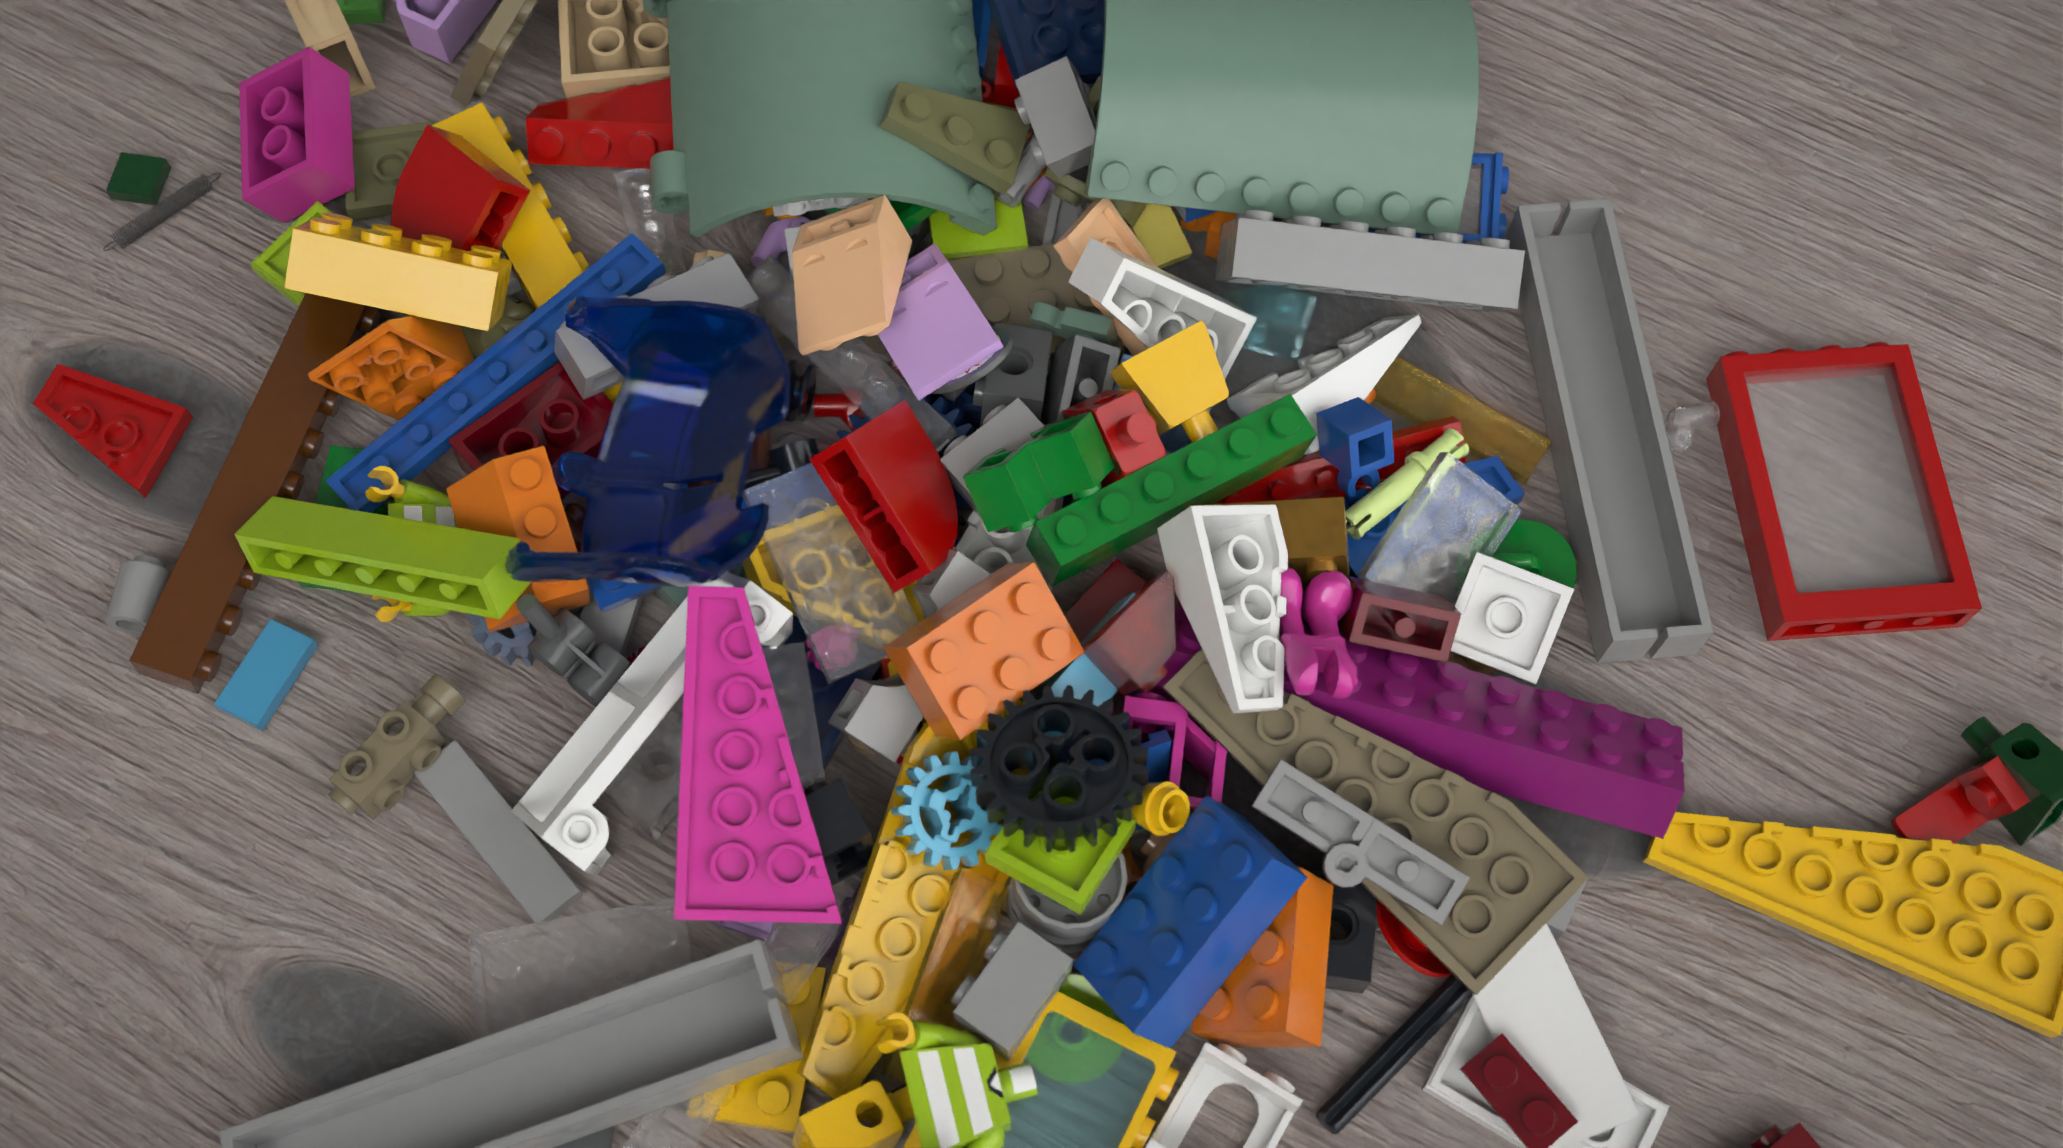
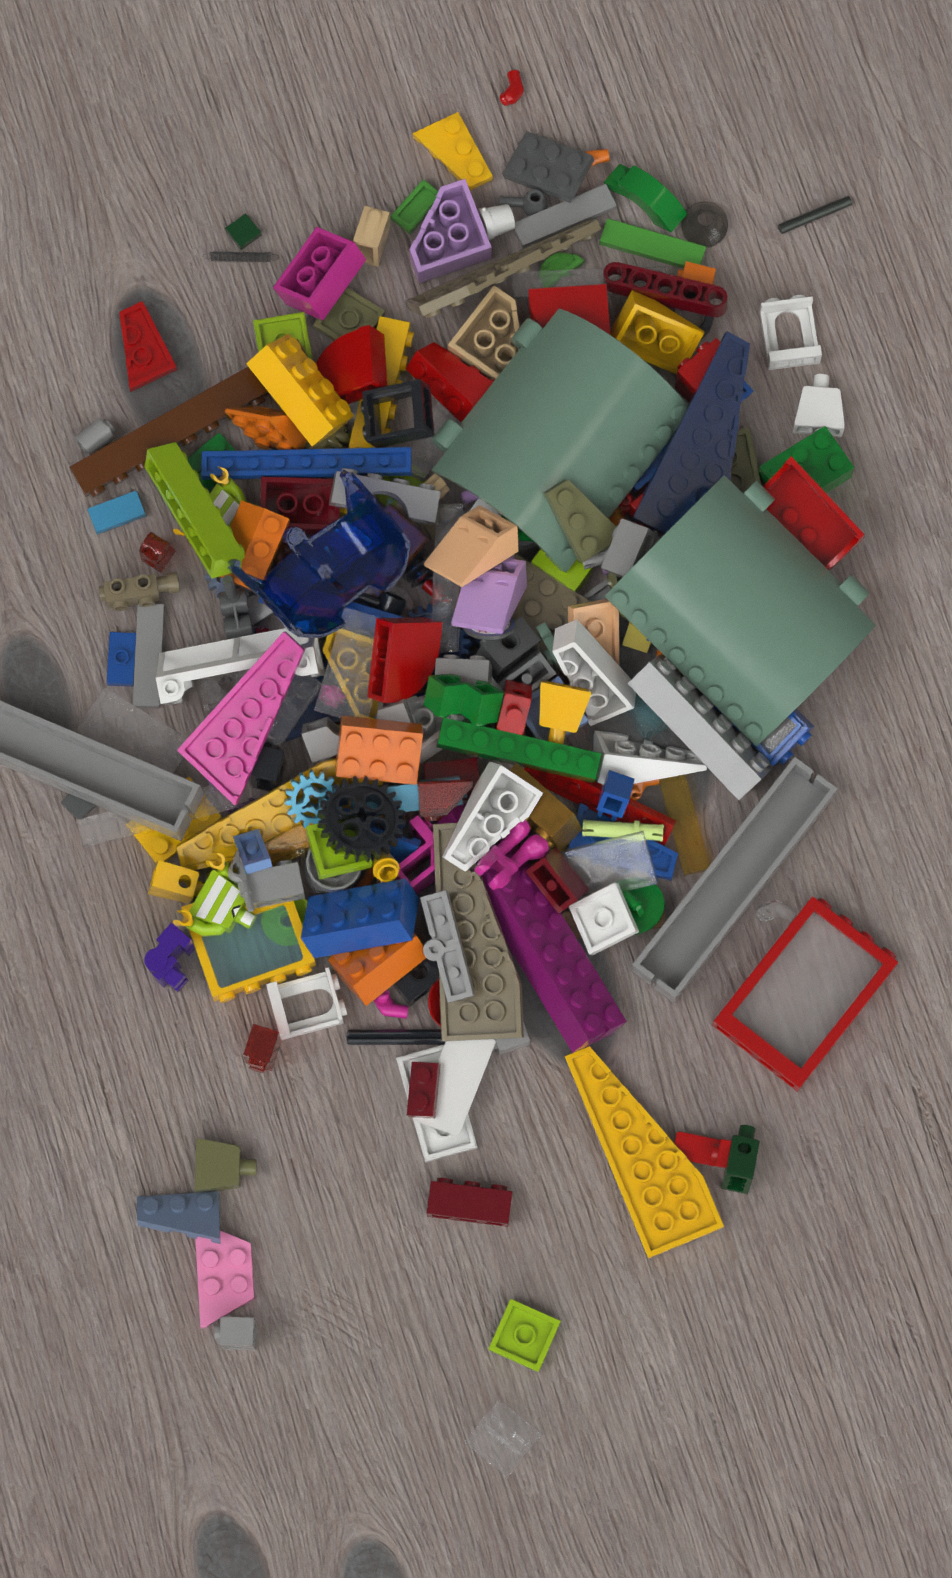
camera: 45 degrees right, 10 degrees up
(375, 669) = (156, 552): none -> clear red leg
(459, 874) = (121, 659): none -> blue plate
(546, 181) = (422, 413): none -> black window
(932, 970) = (252, 851): none -> medium blue plate
(959, 1026) = (241, 879): none -> light grey hand
(1344, 1022) = (389, 1008): none -> dark pink arm

